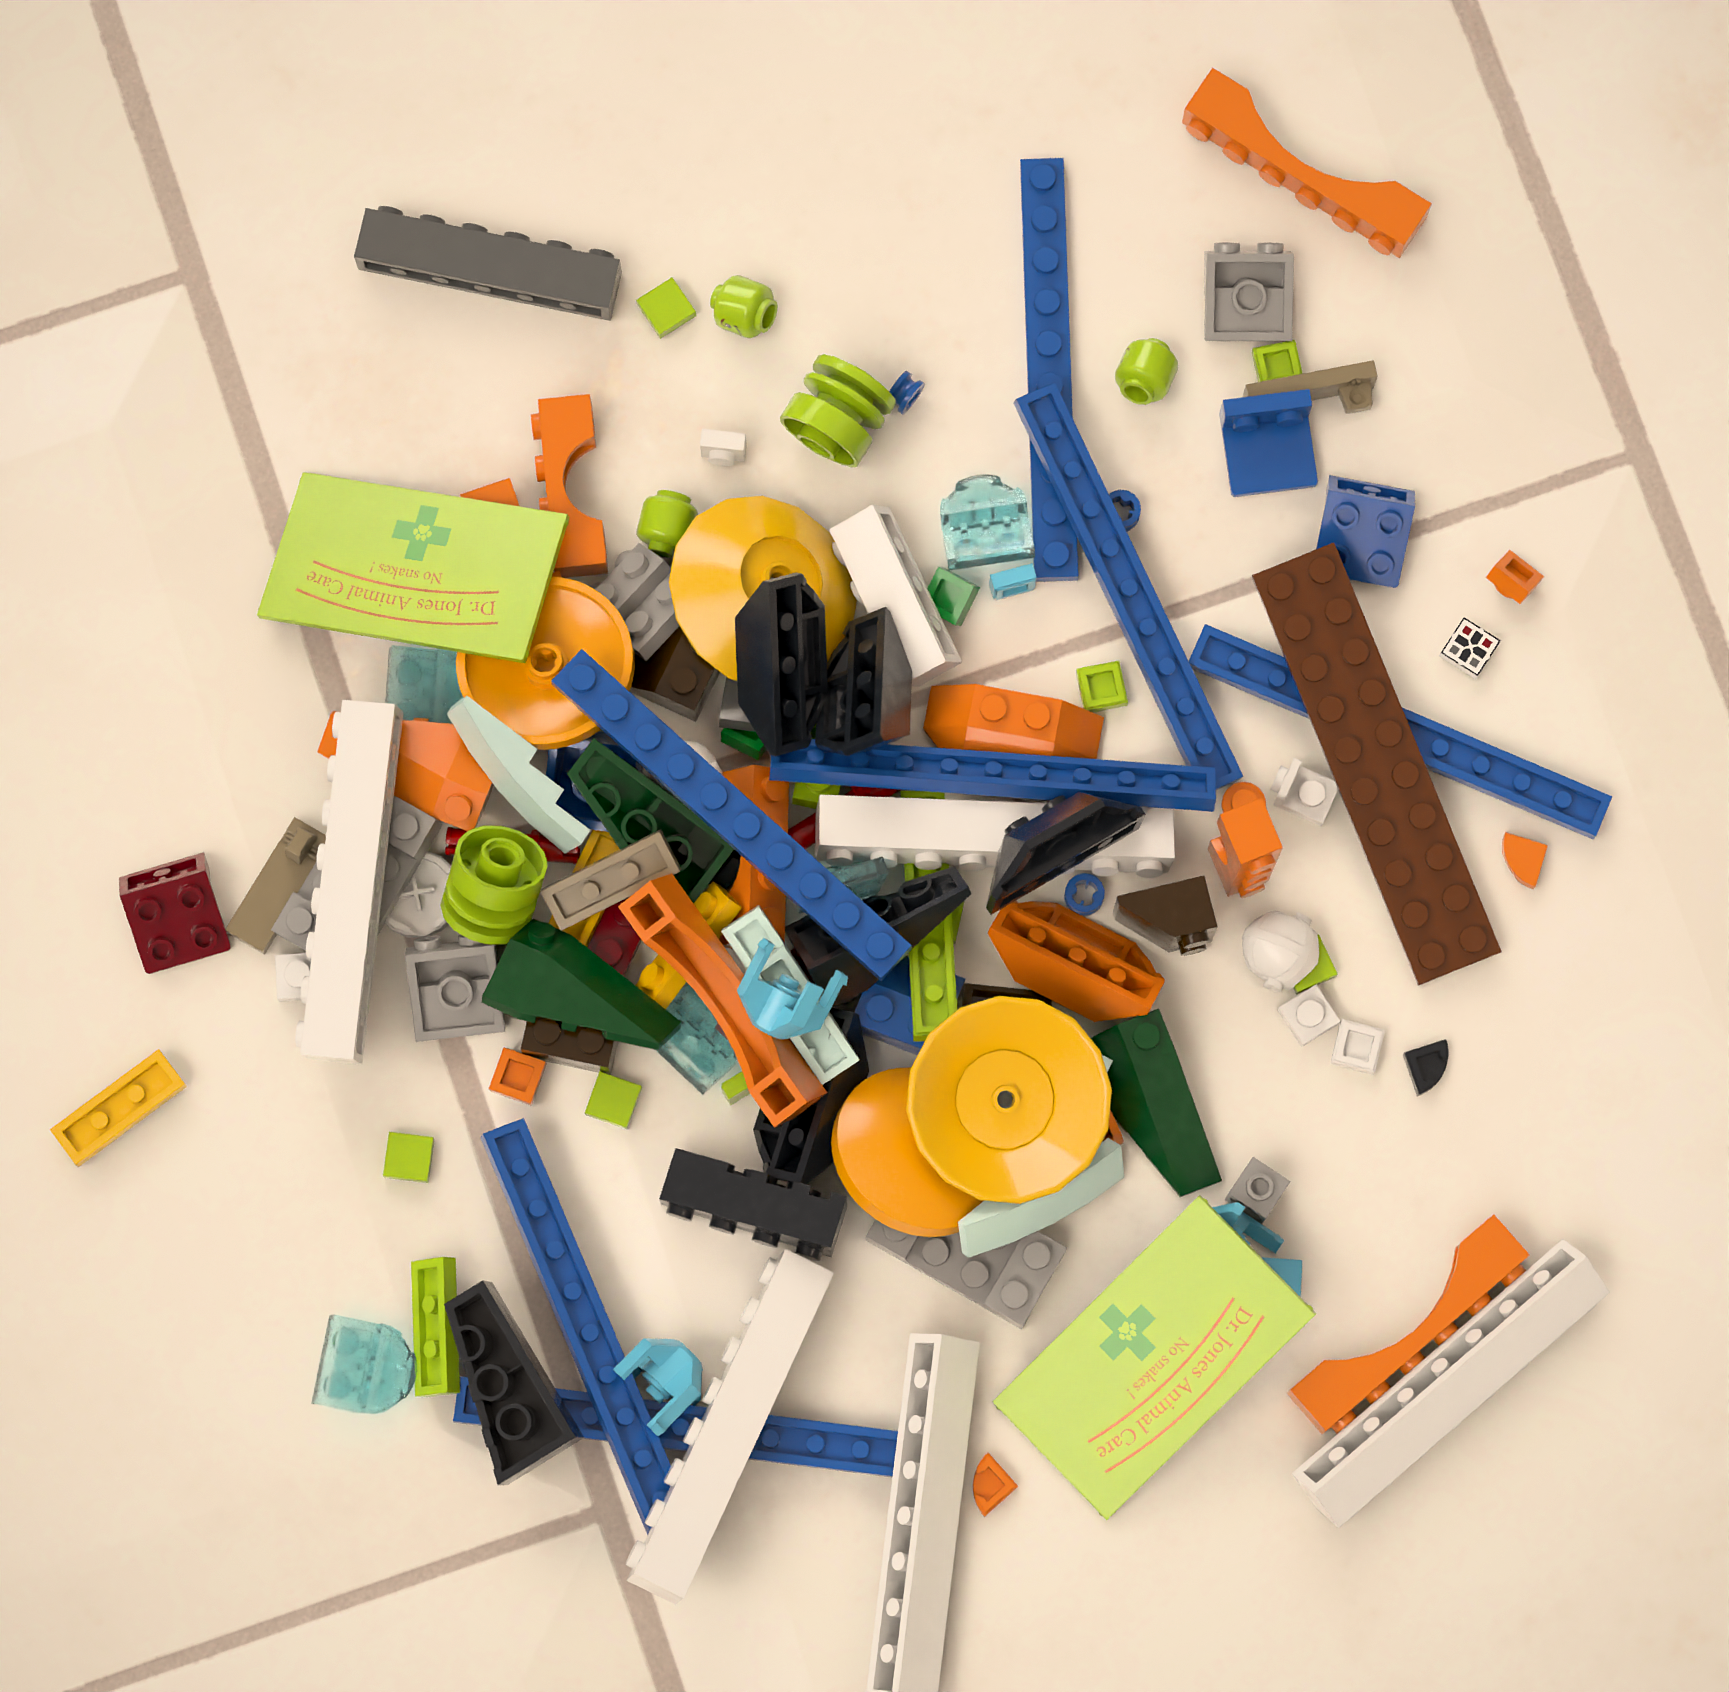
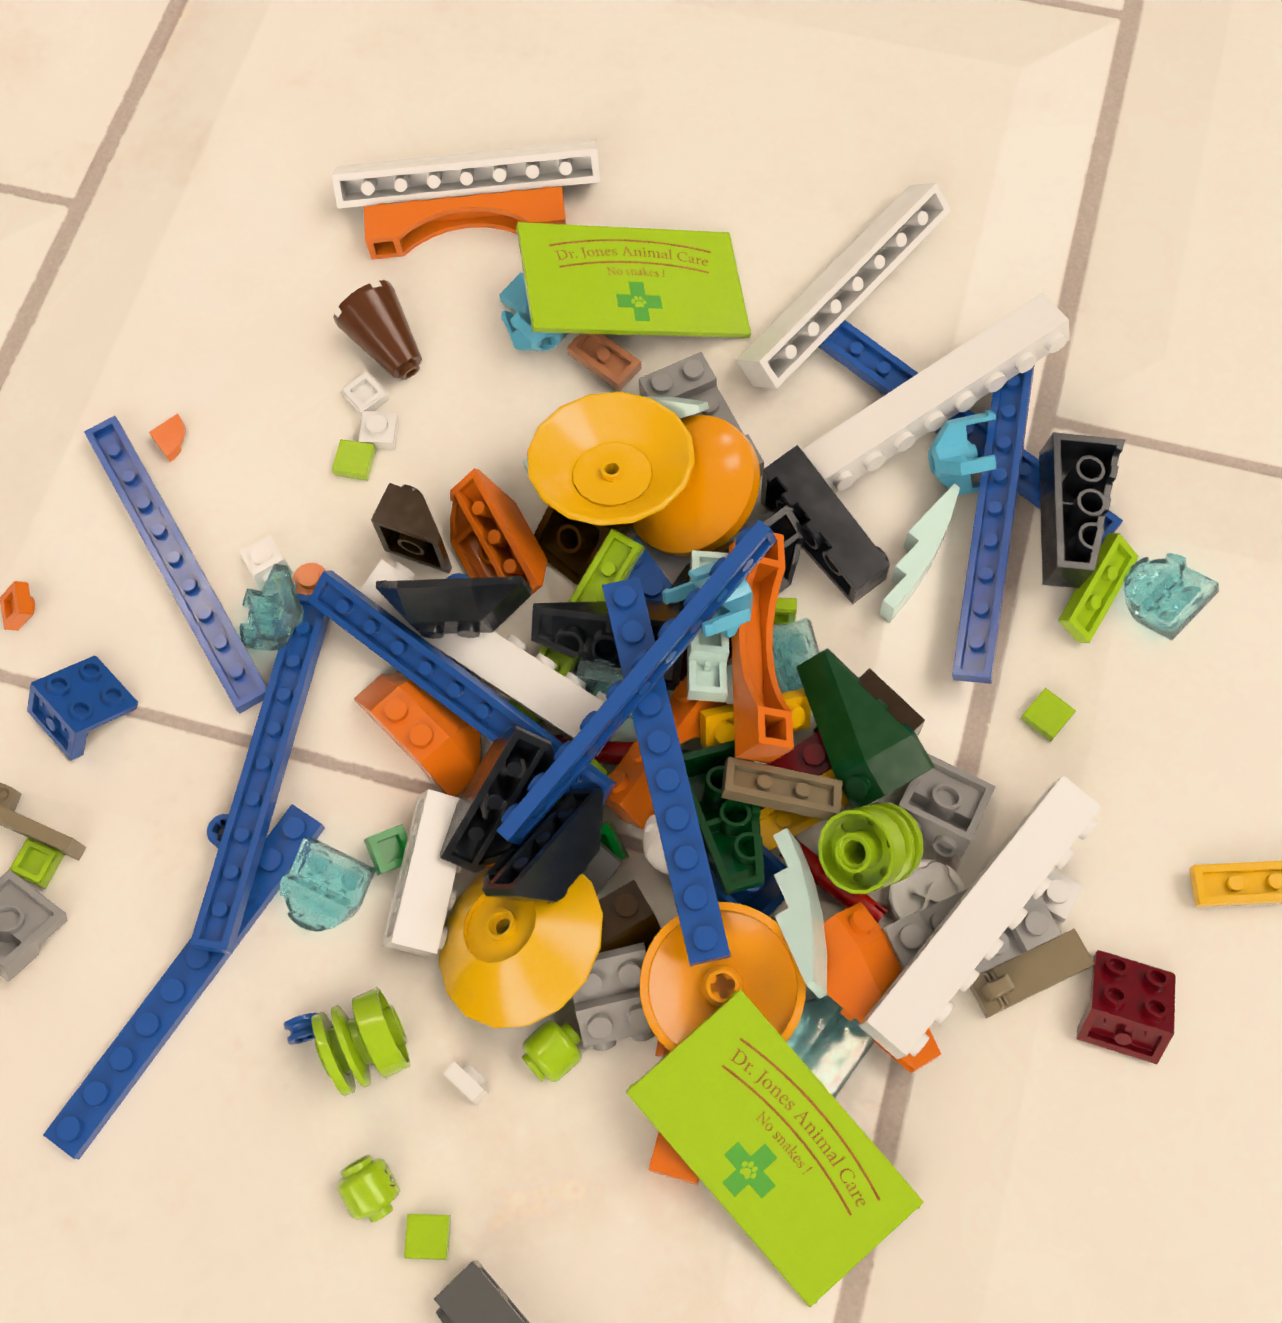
camera: 140 degrees left, 10 degrees down
(517, 1076) = (938, 715): orange plate -> none
(566, 435) = (578, 1182): orange arch -> none
(613, 1100) = (877, 657): lime tile -> none
(642, 1263) = (923, 545): none -> light aqua slope
(799, 874) = (627, 694): none -> blue plate
(991, 1485) = (786, 290): orange tile -> none
(1012, 581) = (338, 829): medium azure tile -> none
(1102, 686) = (338, 720): lime tile -> none
(1110, 1254) = (605, 359): none -> nougat plate
(1146, 371) = (123, 918): lime head -> none
(1156, 1102) = (509, 434): dark green wedge -> none
(1245, 849) = (325, 500): orange arch -> none
(1246, 737) = (272, 612): none -> clear light blue slope
(1258, 1190) = (494, 343): light grey brick -> none
(1268, 443) = (89, 806): blue bracket -> none
(1280, 949) = (361, 472): white cap -> none
(1376, 764) = (201, 551): reddish brown plate -> none
(1387, 1120) = (380, 328): none -> reddish brown cone
(1427, 1065) = (332, 359): black tile -> none
(1469, 648) = (85, 584): tile -> none

